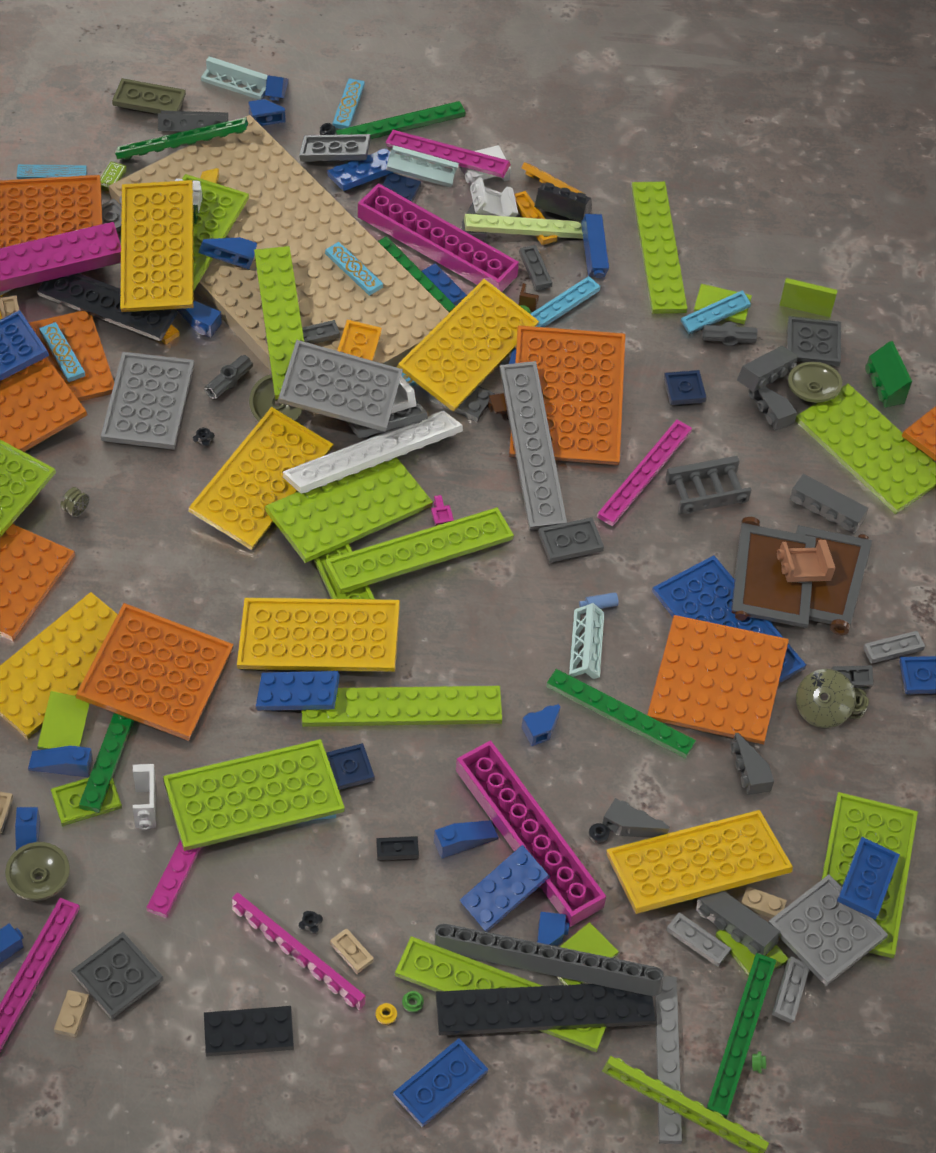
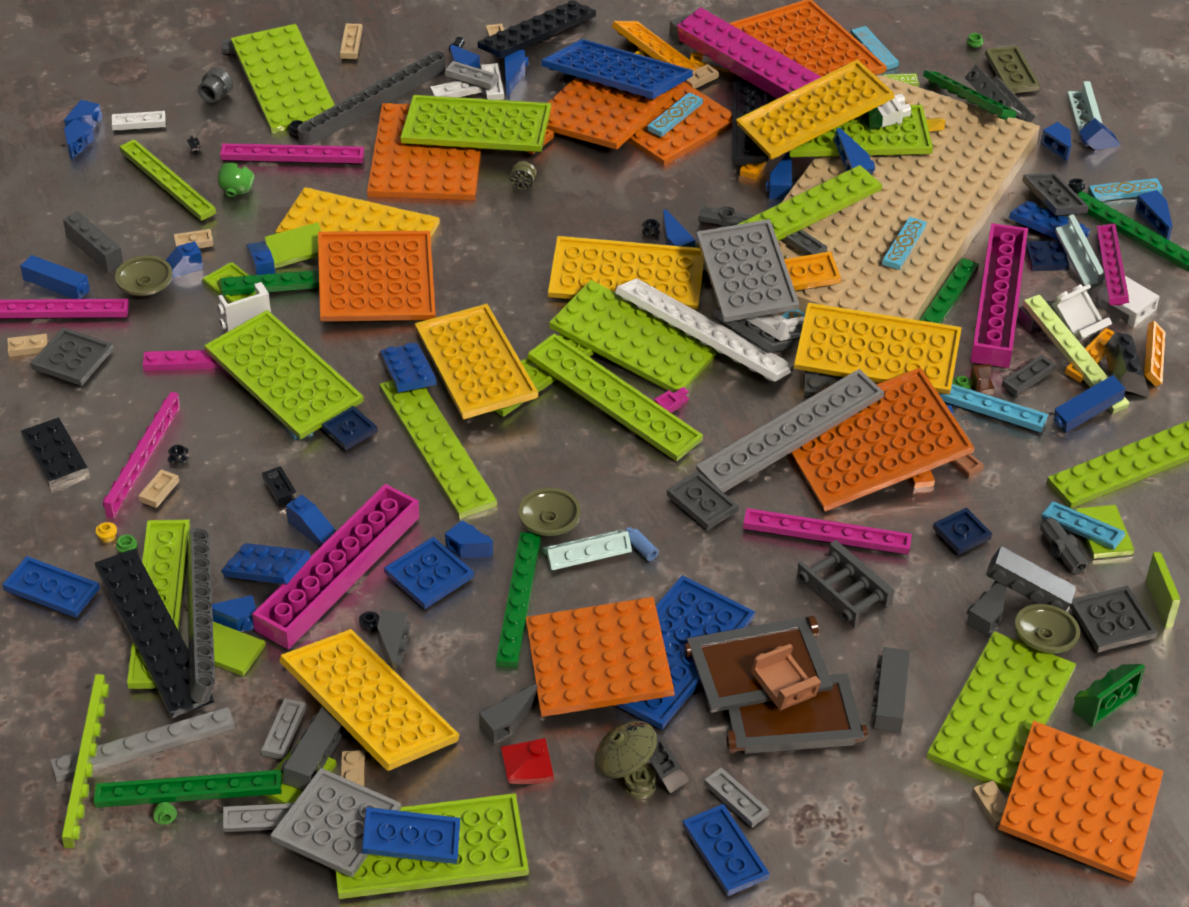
camera: 70 degrees right, 10 degrees down
(90, 102) = (975, 40): none -> bright green plate
(147, 400) = (665, 182): light grey plate -> none
(229, 423) = (675, 233): none -> blue slope
(394, 99) = (1155, 211): none -> blue slope
(444, 284) = (958, 314): blue plate -> none
(543, 642) = (549, 511): none -> olive dish
(563, 767) = (429, 572): none -> blue plate
(803, 773) = (528, 762): none -> red plate

